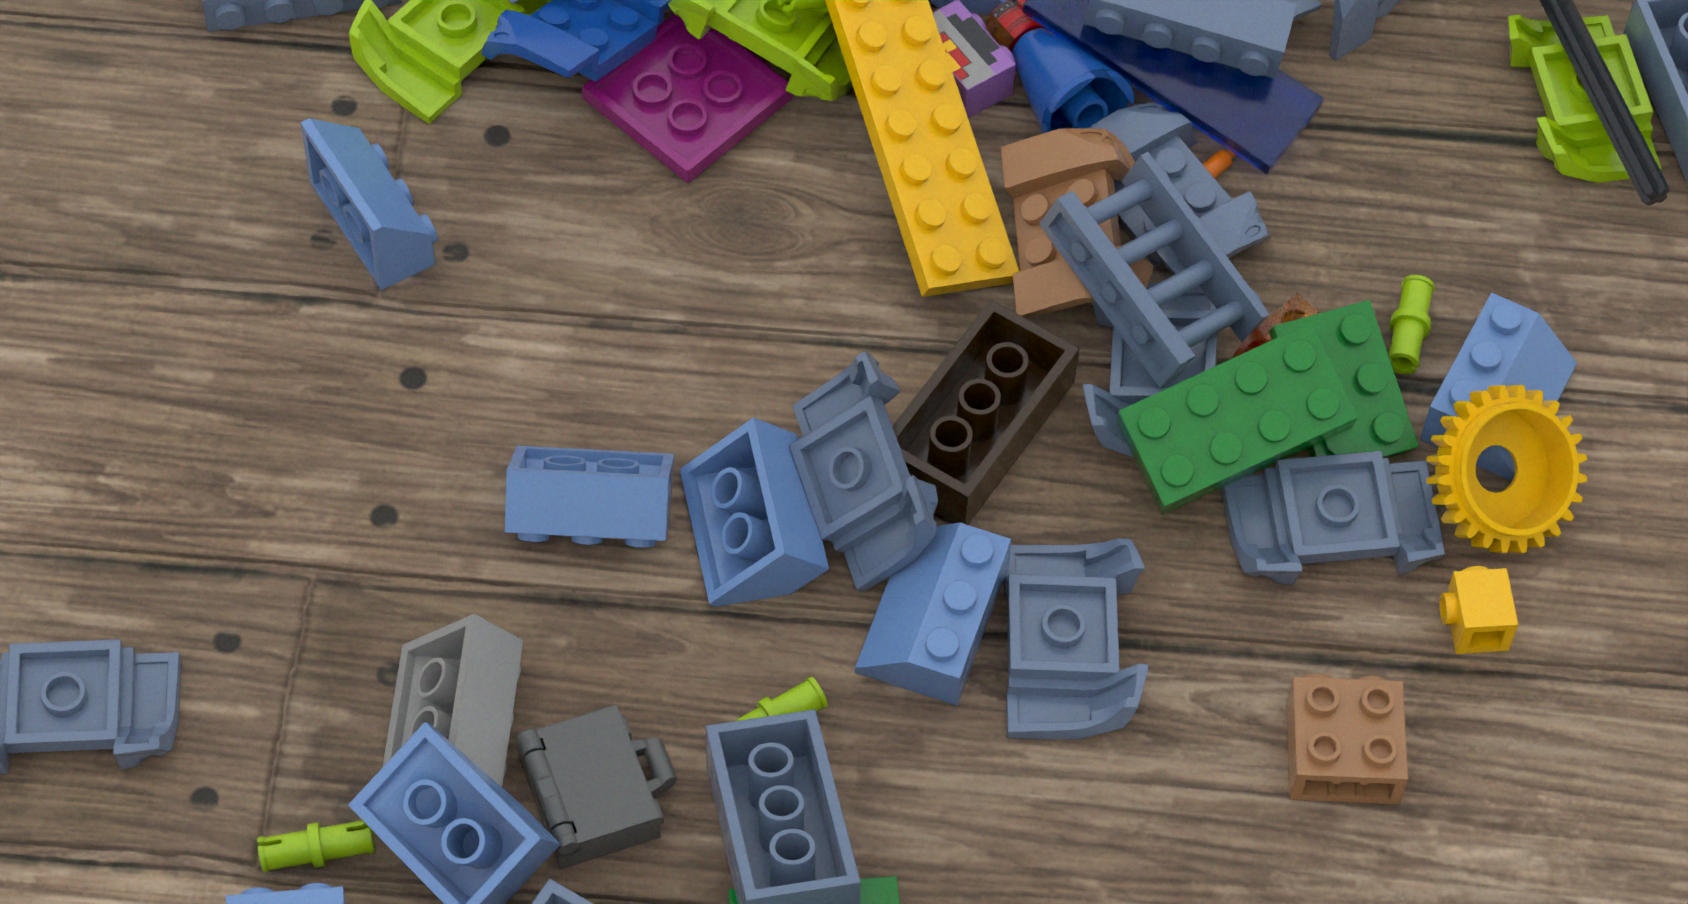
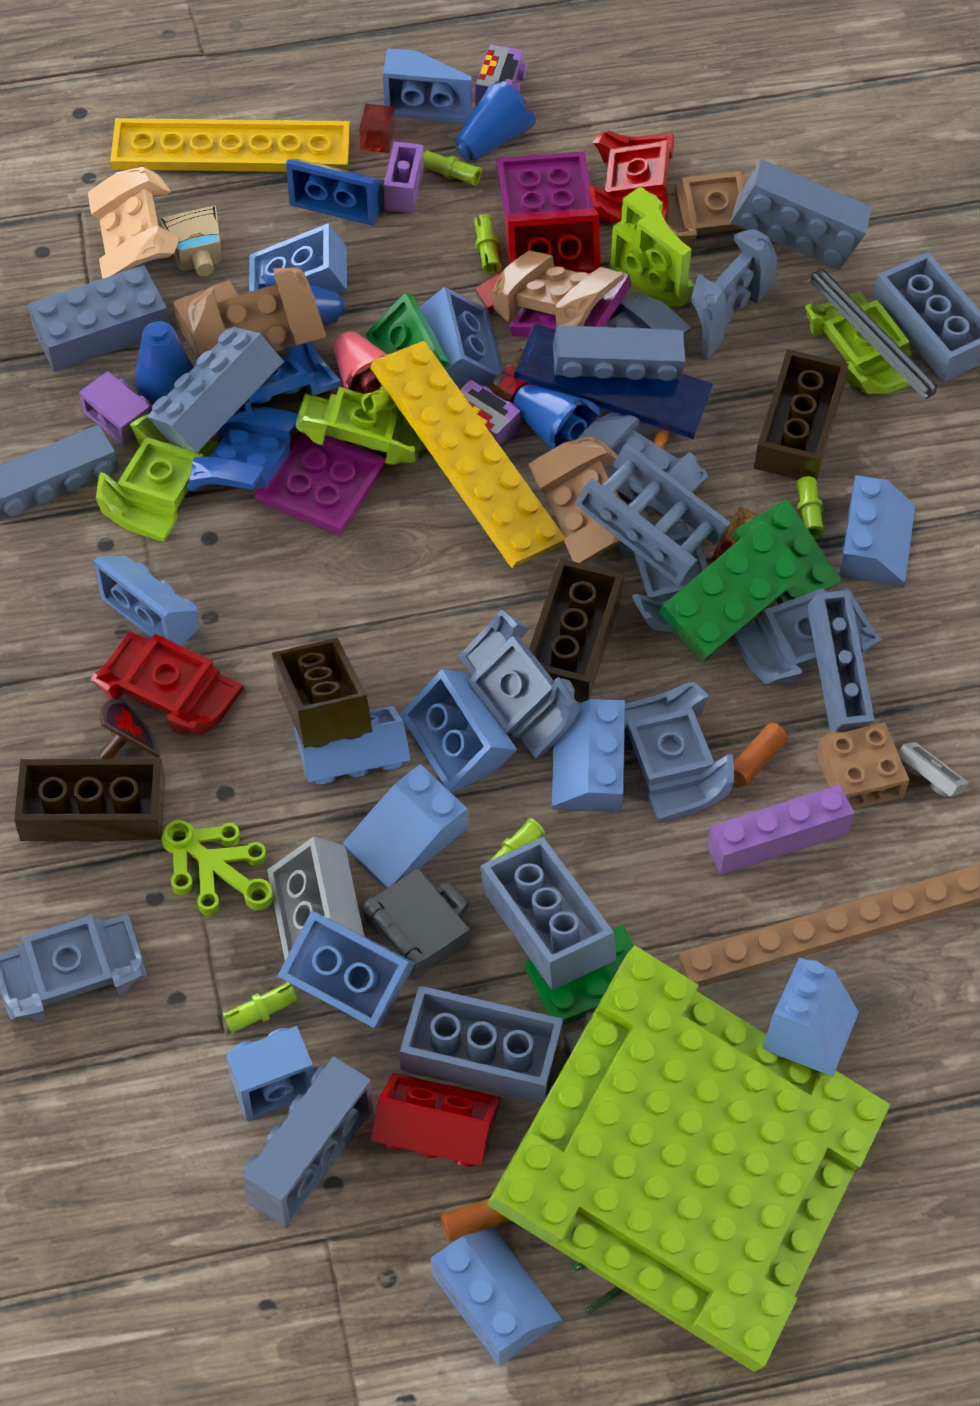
camera: 15 degrees left, 0 degrees up
(180, 471) = (90, 799): none -> dark brown brick
(272, 377) = (125, 726): none -> shield
(328, 611) = (215, 861): none -> lime plant
(360, 329) = (170, 681): none -> red piece
(562, 406) = (322, 693): none -> dark brown brick
(626, 639) = (407, 827): none -> medium blue slope
(1184, 800) = (780, 829): none -> medium lavender brick
(1194, 676) = (763, 750): none -> orange piece
(1364, 568) = (840, 661): none -> sand blue brick
(1443, 180) = (801, 415): none -> dark brown brick
(1464, 787) = (921, 762): none -> light grey plate
(1479, 610) = (912, 668): yellow brick -> none
(1543, 475) = (922, 575): yellow gear -> none

